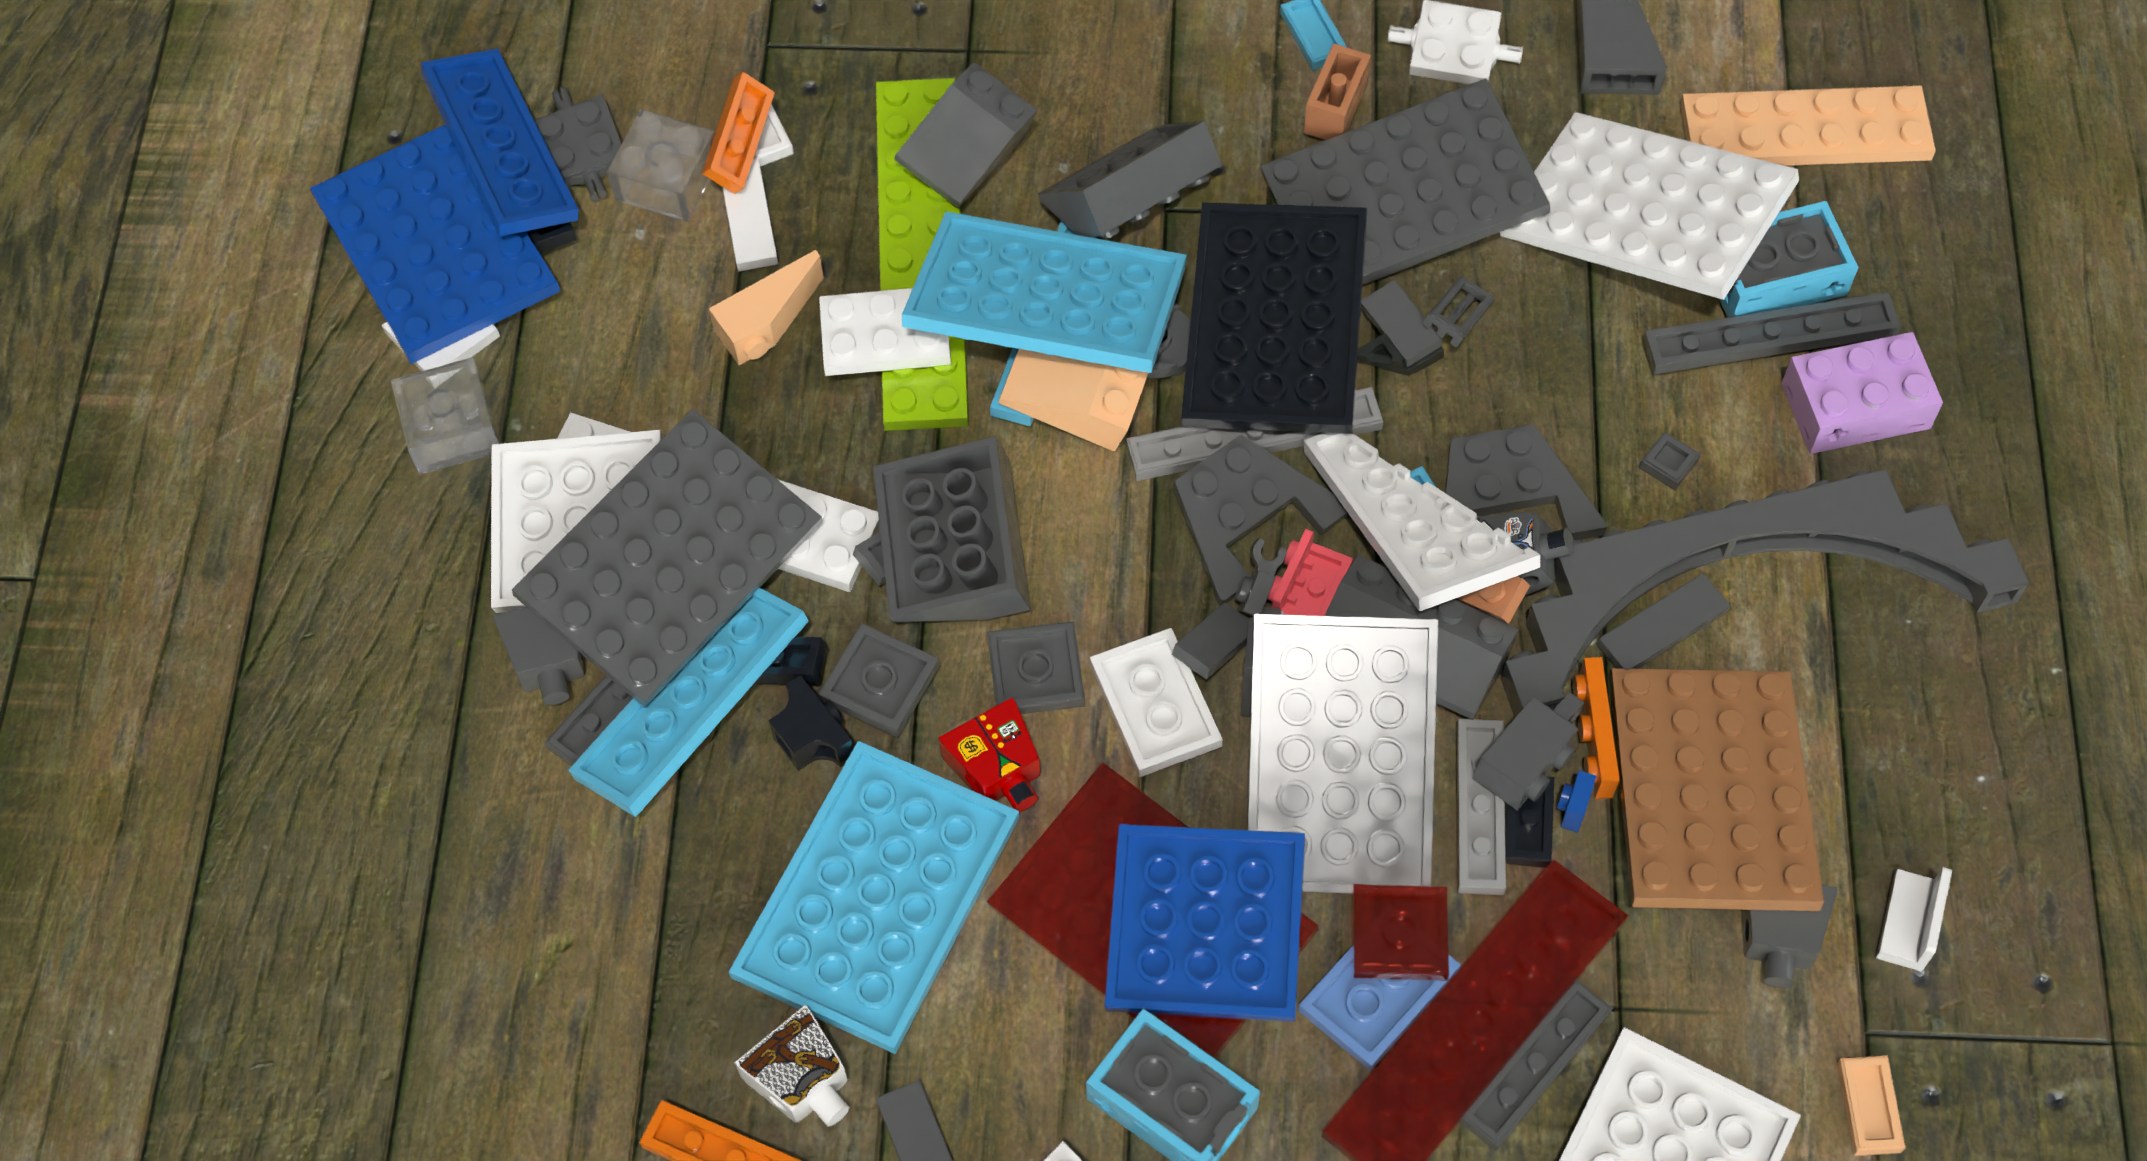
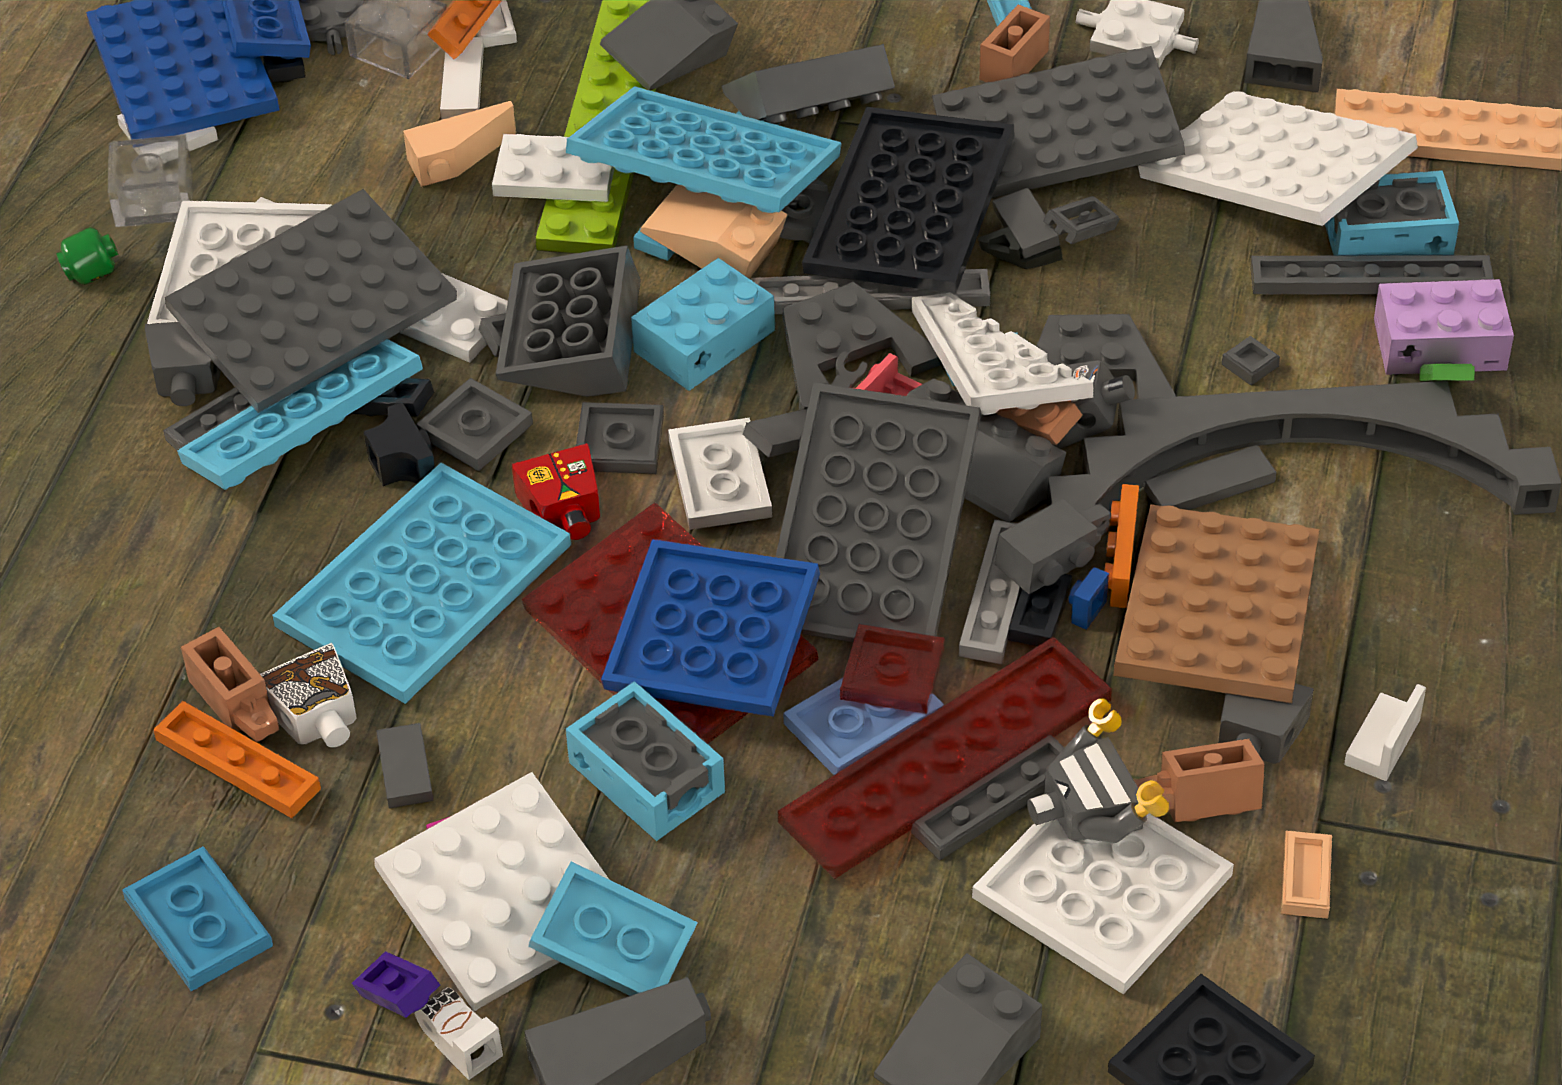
camera: 10 degrees right, 15 degrees down
(401, 525) = (87, 256): none -> green head
(710, 1076) = (229, 684): none -> nougat hinge
(1092, 511) = (703, 323): none -> medium azure piece
(1647, 1060) = (1093, 788): none -> dark grey torso
(1751, 1021) = (1211, 780): none -> nougat hinge
(1881, 456) = (1447, 372): none -> bright green tile

